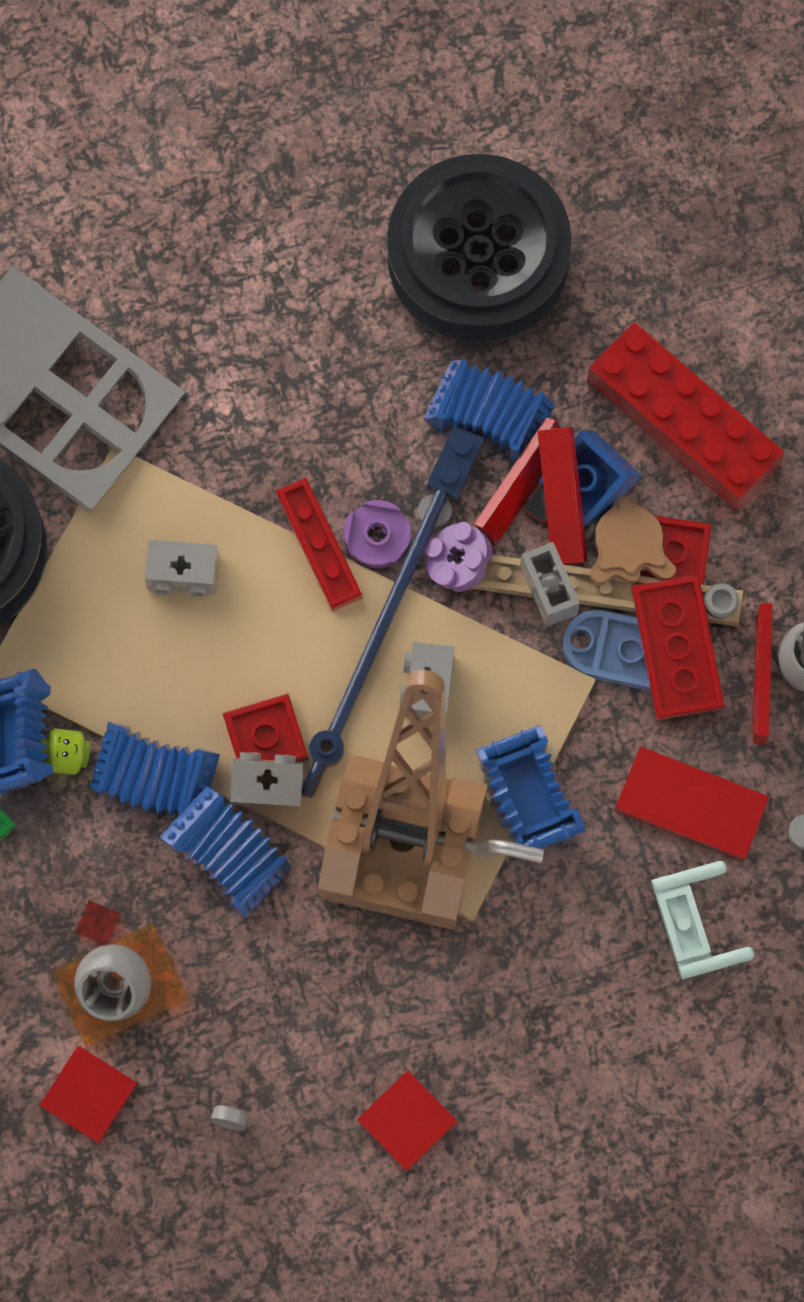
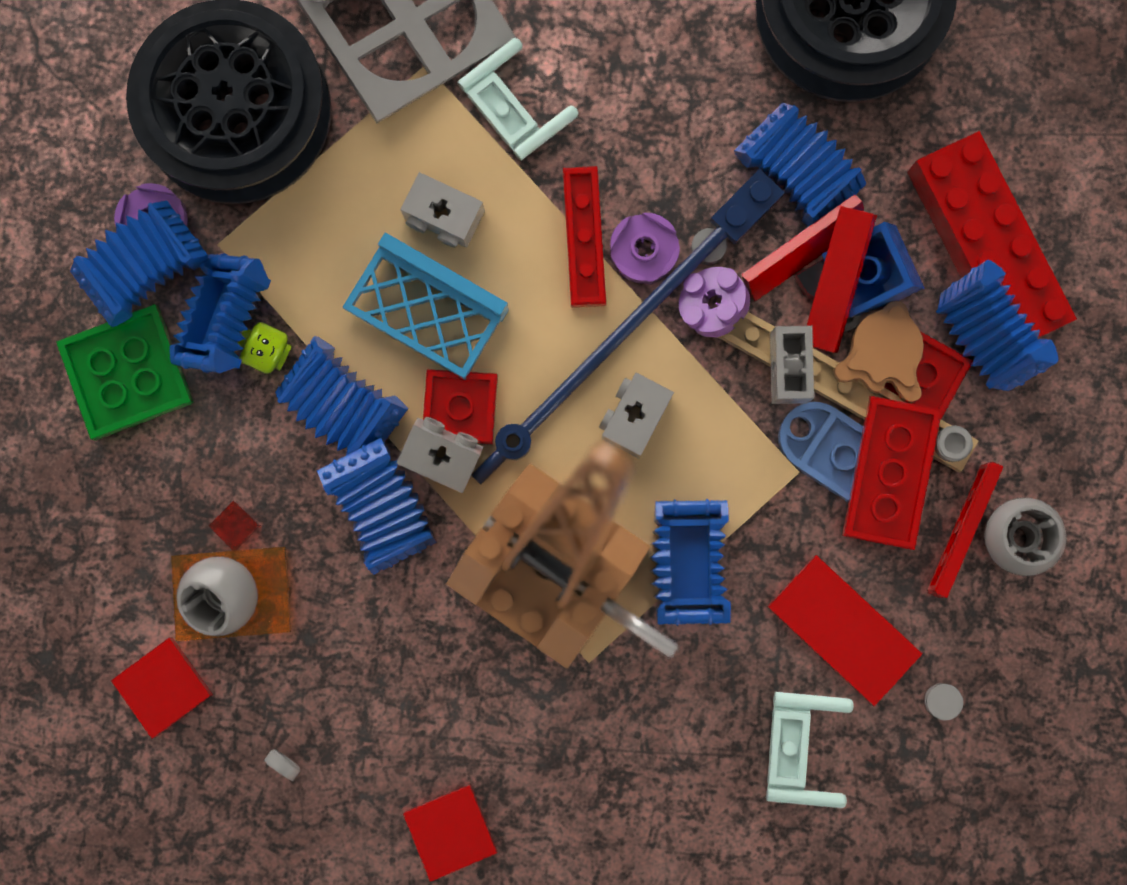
camera: 25 degrees right, 10 degrees up
(199, 458) = (503, 108): none -> light aqua plate
(202, 627) = (441, 279): none -> dark azure fence
(716, 488) = (994, 329): none -> blue piece

